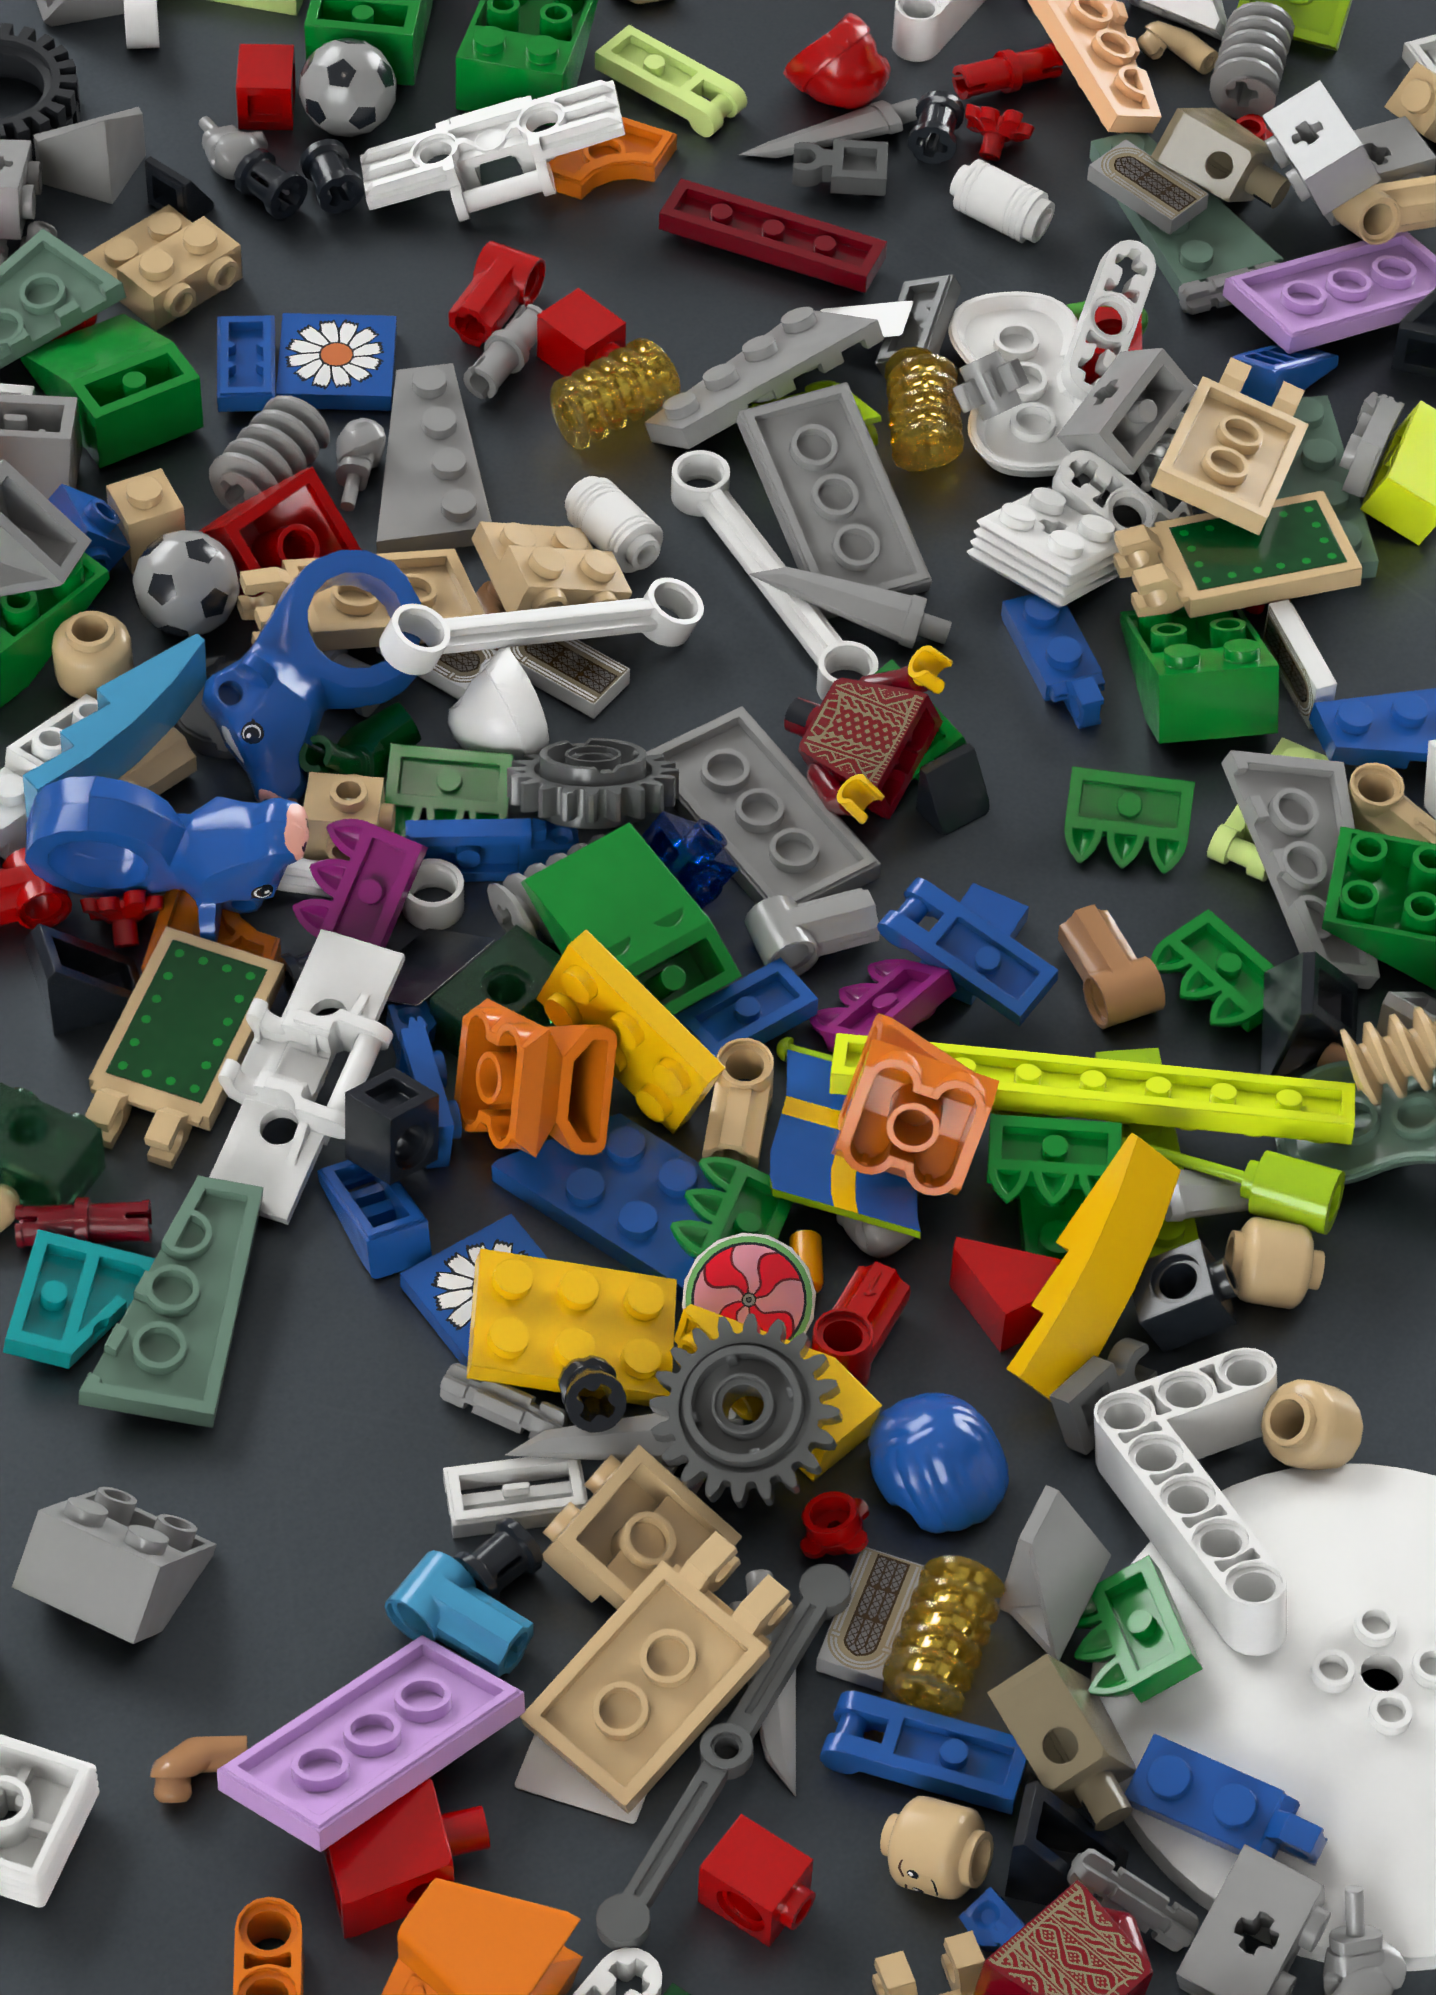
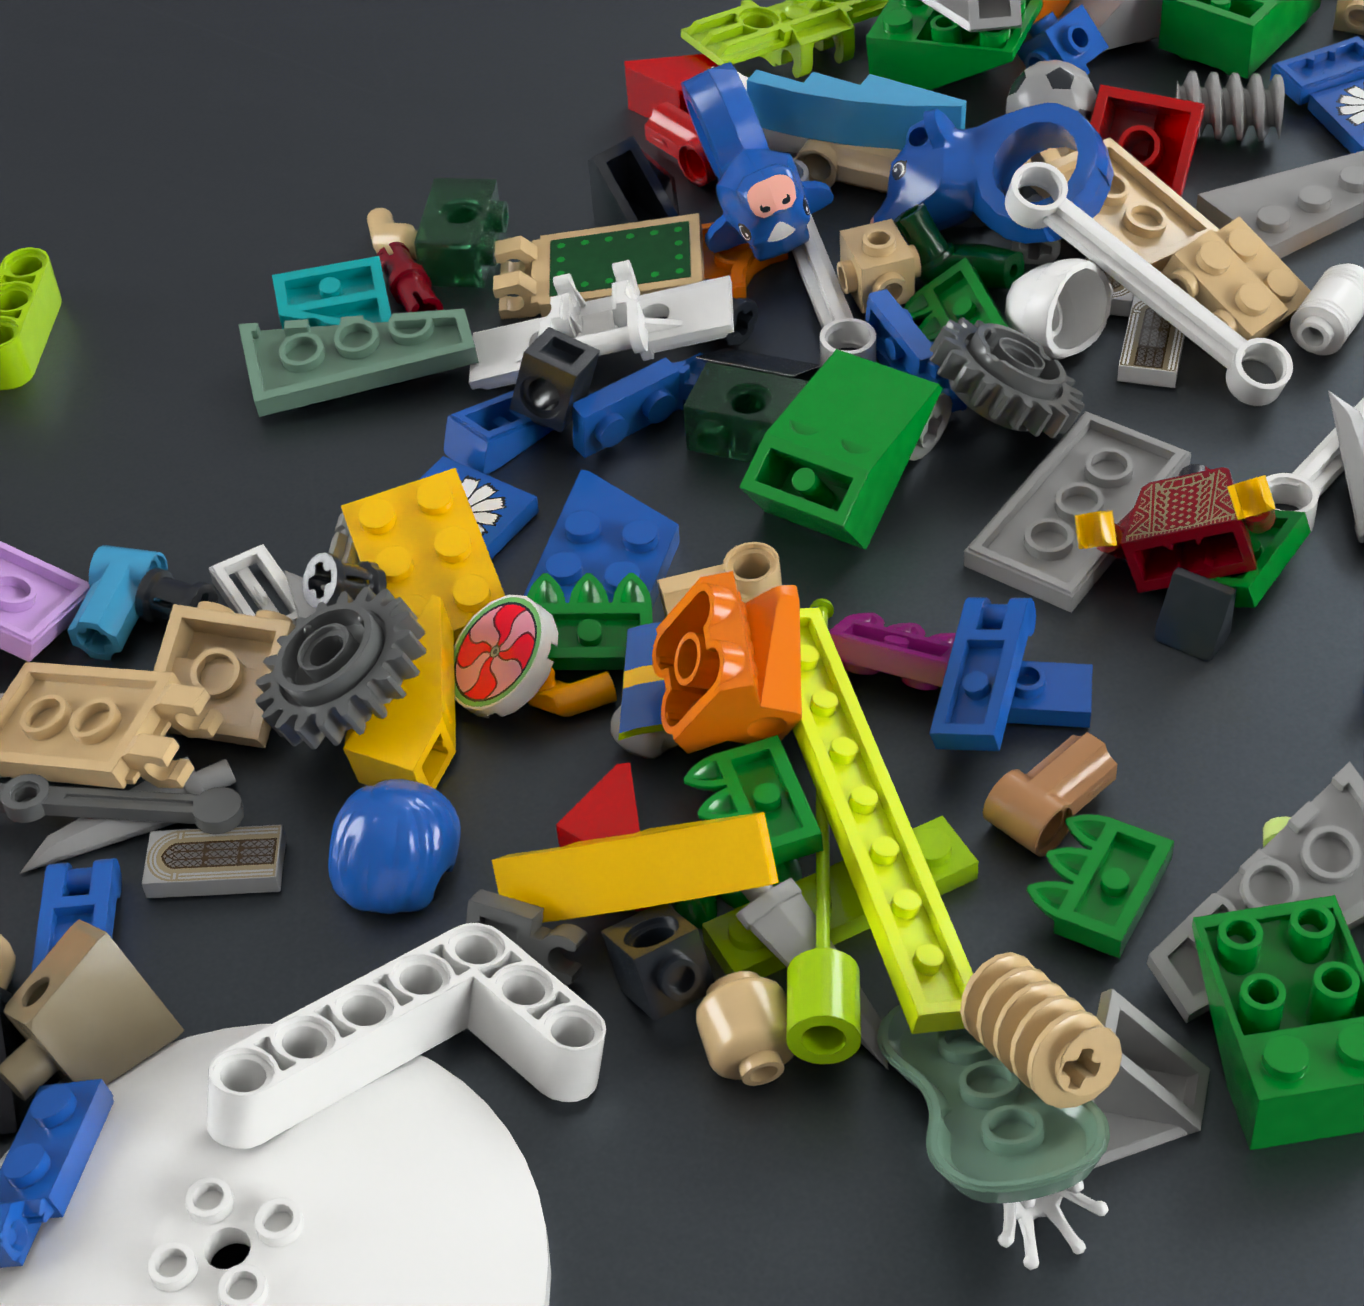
camera: 75 degrees right, 5 degrees down
(90, 652) = (953, 77): tan head -> none
(112, 1562) = (99, 399): light grey slope -> none
(123, 913) = (709, 205): red plant -> none
(145, 510) = (1114, 61): tan brick -> none
(357, 452) = (1282, 151): light grey piece -> none
(365, 889) = (808, 298): magenta plate -> none
(534, 1080) = (649, 438): orange piece -> none
(654, 1051) = (716, 463): yellow plate -> none
(692, 854) = (964, 462): clear blue brick -> none
(752, 1008) = (825, 559): blue plate -> none
(811, 928) = (948, 564): light grey piece -> none
(834, 1525) = (297, 798): red plate -> none
(862, 1318) = (494, 742): red piece -> none
(943, 1634) = (185, 907): clear yellow piece -> none
(1053, 1572) = (265, 940): light grey slope -> none
(1128, 812) = (1259, 747): green plate -> none
(1136, 1634) = (185, 1048): green plate -> none
(1303, 1013) = (1087, 951): black slope -> none
(1311, 1425) = (545, 1115): tan head -> none

